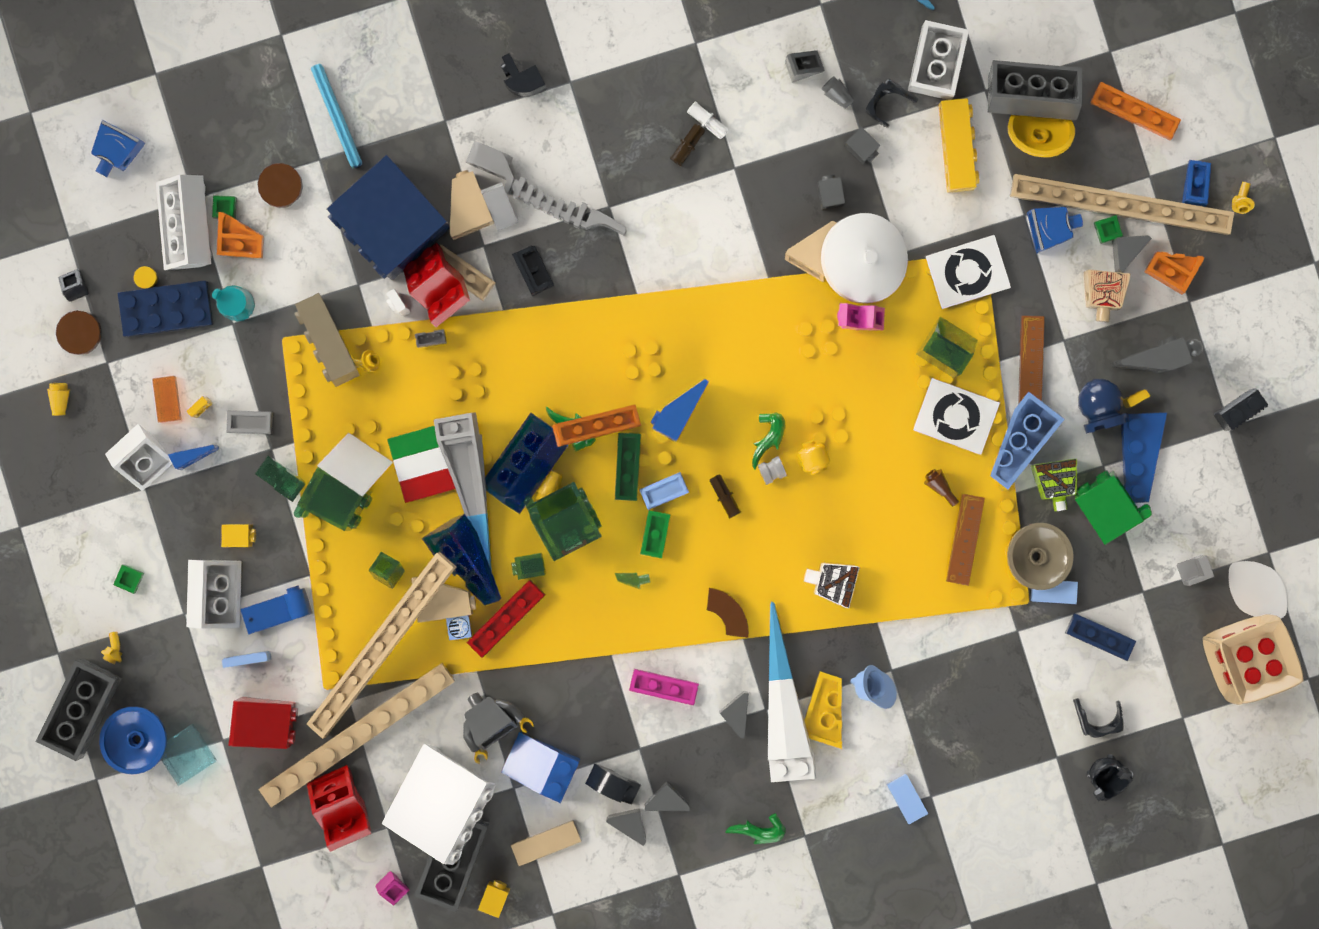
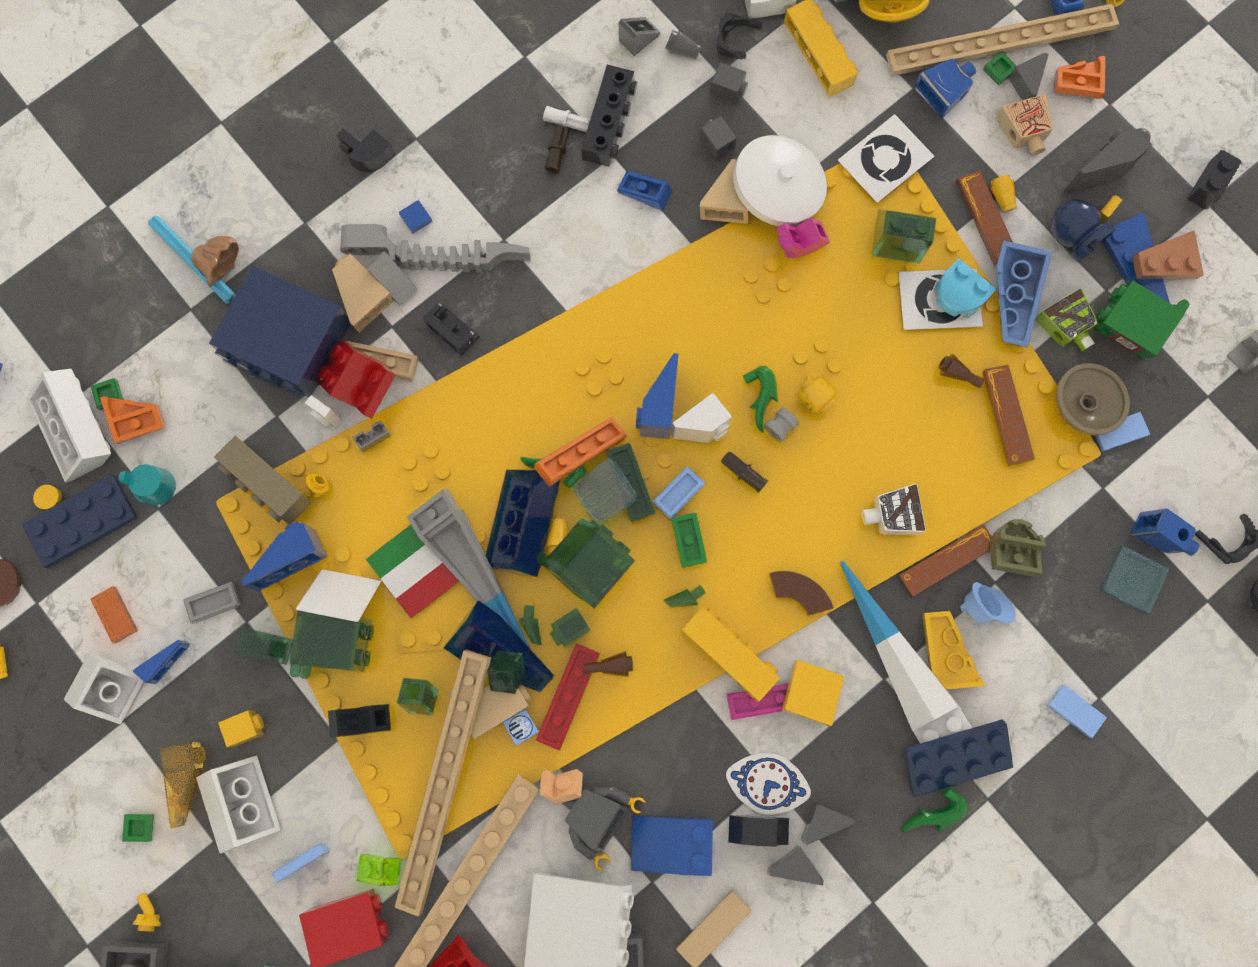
camera: 25 degrees left, 10 degrees down
(178, 549) = (180, 768): none -> clear yellow slope
(199, 407) = (151, 607): yellow tile -> none
(277, 610) = (315, 794): blue door -> none
(280, 185) = (157, 349): reddish brown tile -> none
(304, 690) = (378, 870): none -> clear neon green bracket
(330, 411) = (287, 554): none -> blue slope
(333, 570) = (359, 720): none -> black brick
(356, 126) = (215, 257): none -> medium nougat hair
(464, 581) = (506, 671): none -> clear green brick
(472, 686) = (561, 787): none -> light nougat bracket
(499, 549) = (530, 625): none -> clear green bar
(541, 155) = (415, 216): none -> blue tile
(553, 610) = (615, 665): none -> reddish brown cone
(603, 466) = (605, 491): none -> tile
(637, 751) = (768, 783): none -> sticker
(648, 639) = (730, 654): none -> yellow brick
(702, 697) = (813, 693): none -> yellow tile
(708, 443) = (703, 422): none -> white slope
(736, 713) = (857, 696): dark grey slope -> none
(744, 133) = (608, 115): none -> black brick
(748, 212) = (645, 189): none -> blue slope
(794, 795) = (958, 758): none -> dark blue plate
(860, 637) = (946, 561): none -> dark orange tile
(919, 652) = (1017, 549): none -> olive slope
(976, 418) = (962, 290): none -> medium azure slope
(1005, 716) = (1134, 579): none -> clear light blue tile
(1046, 690) = (1165, 532): none -> blue torso
(1055, 345) = (1004, 192): none -> yellow cone
(1100, 637) = (1191, 457): dark blue plate -> none
(1167, 464) = (1170, 260): none -> nougat wing

